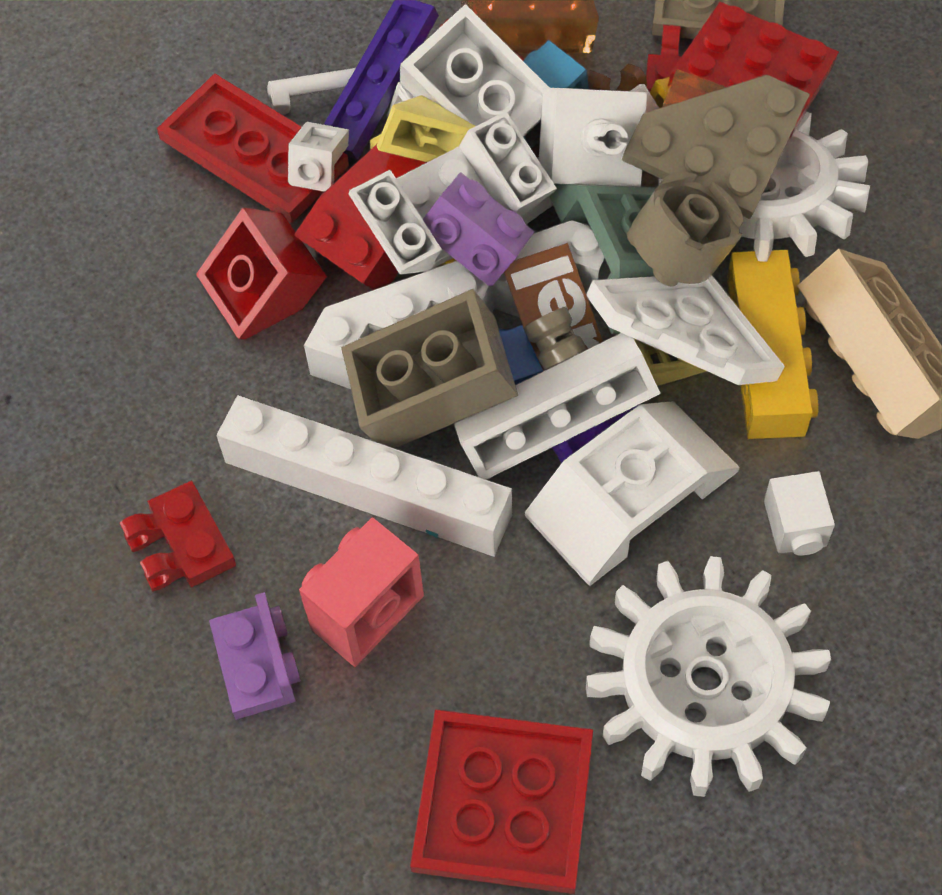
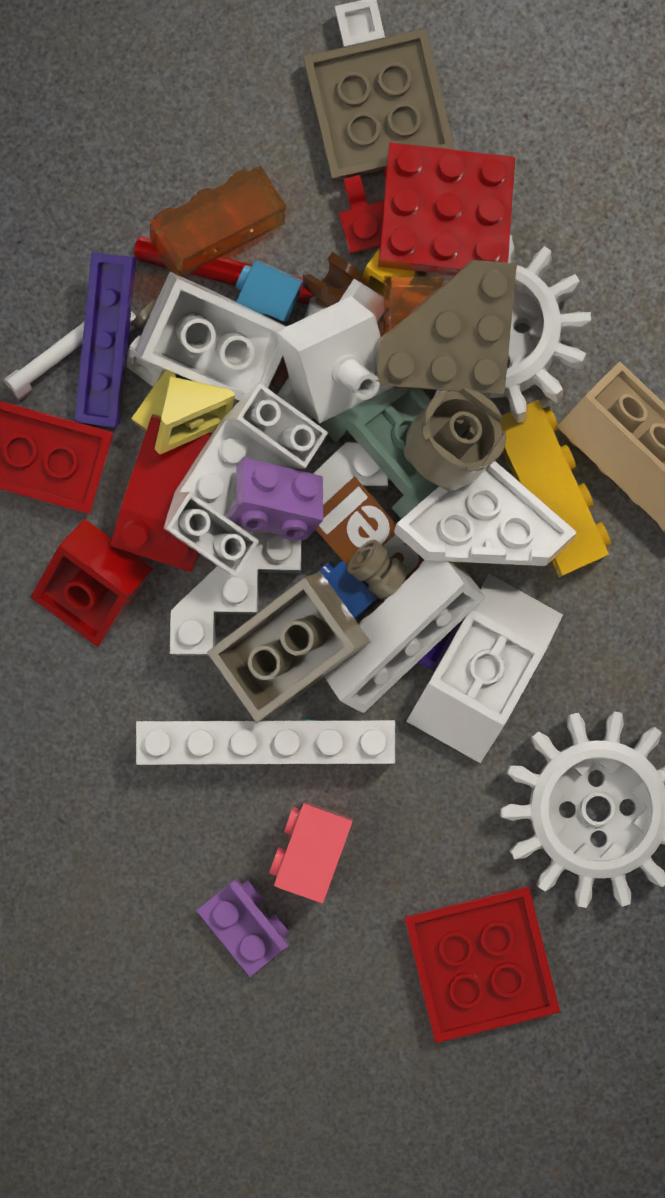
camera: 25 degrees left, 25 degrees up
(189, 531) = (144, 842): red plate -> none
(314, 154) = (91, 451): white bracket -> none
(799, 513) = (625, 642): white brick -> none

